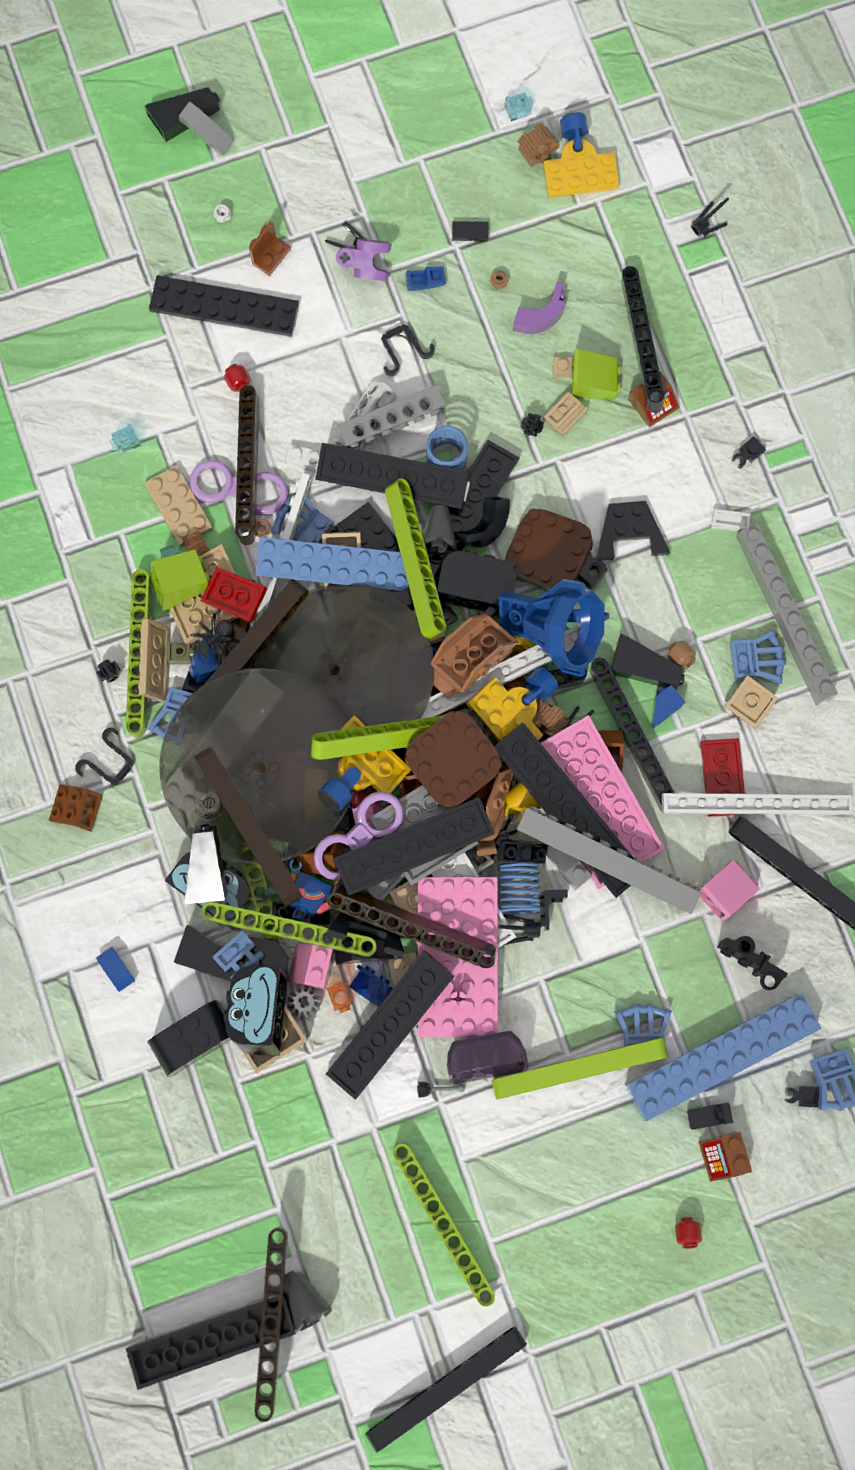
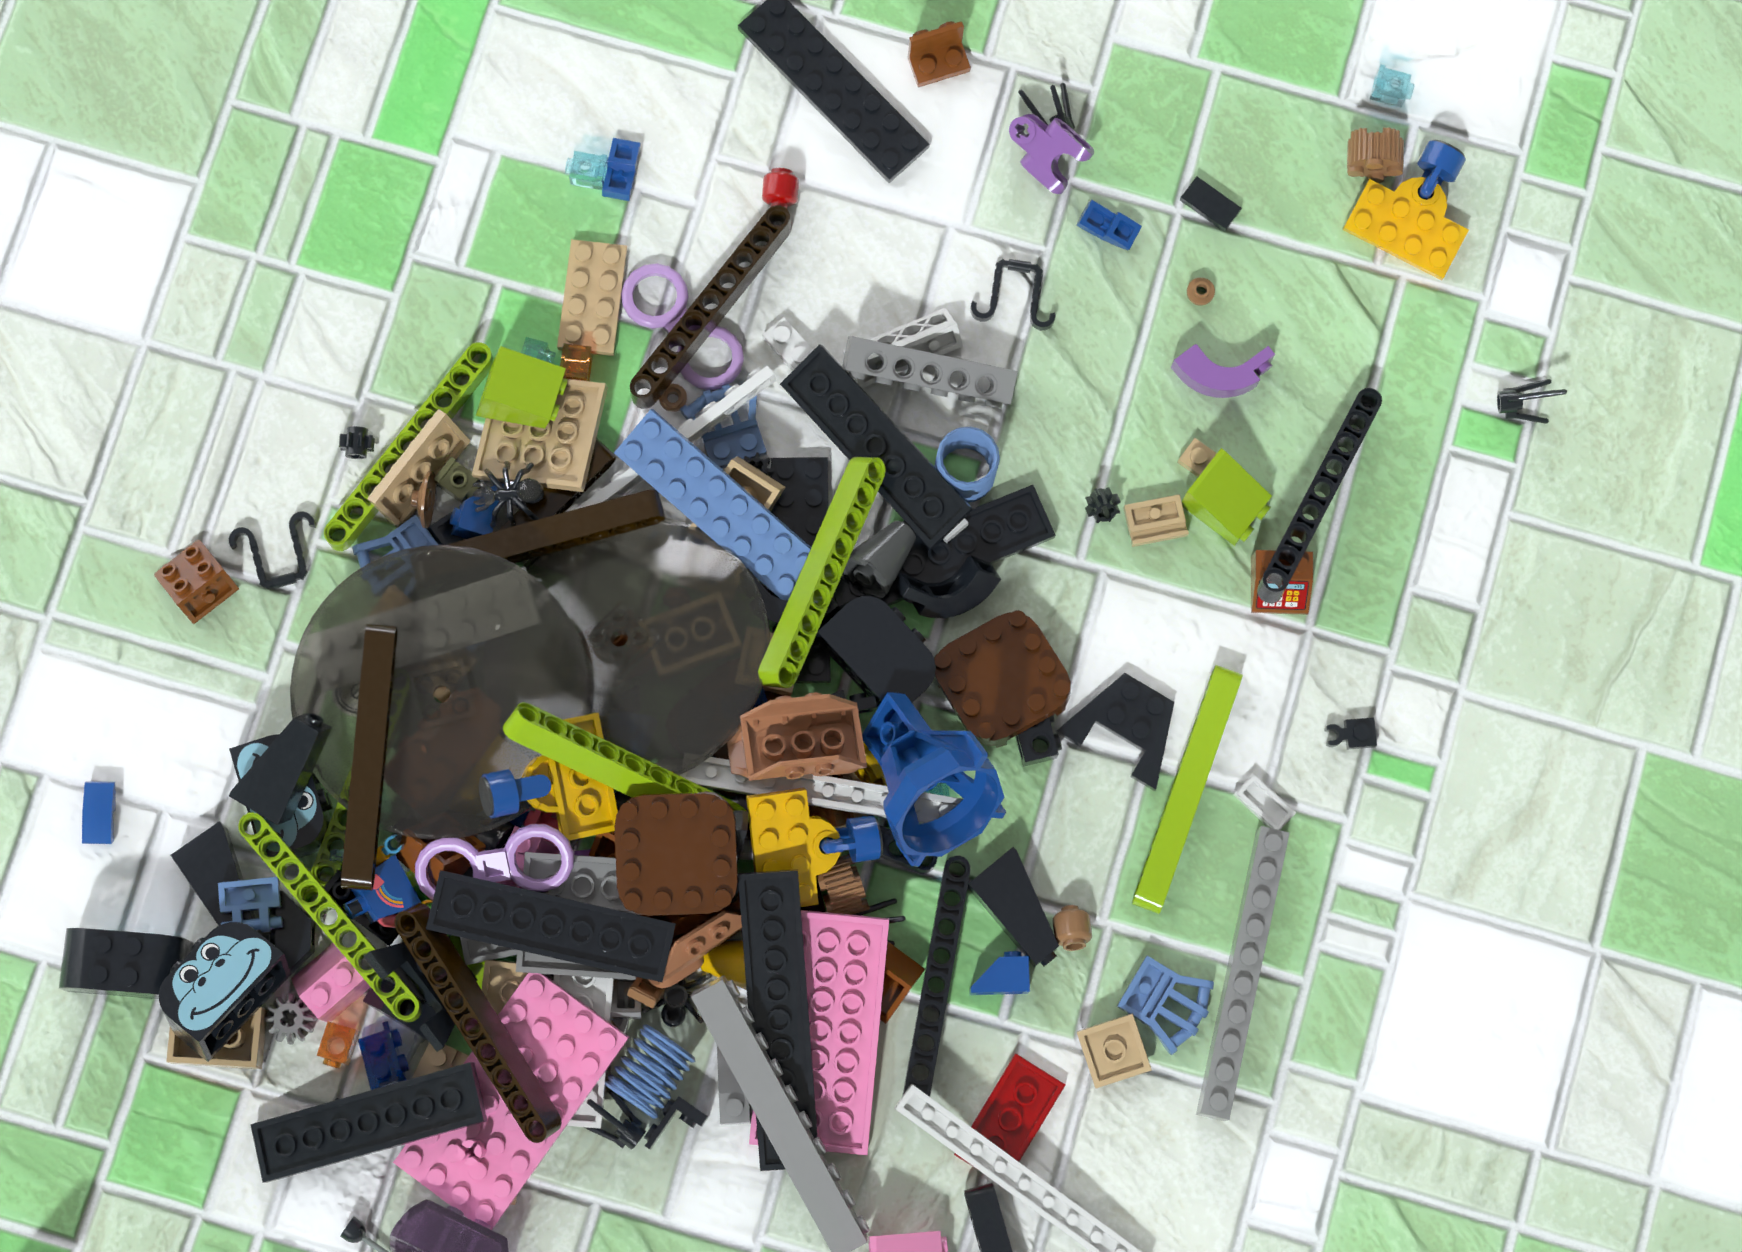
camera: 30 degrees right, 0 degrees up
(142, 427) = (621, 169): none -> blue slope
(168, 675) = (425, 499): none -> medium nougat dish
(234, 594) = (570, 458): red plate -> none
(522, 851) = (683, 1027): black slope -> none
(686, 541) = (1187, 789): none -> lime beam

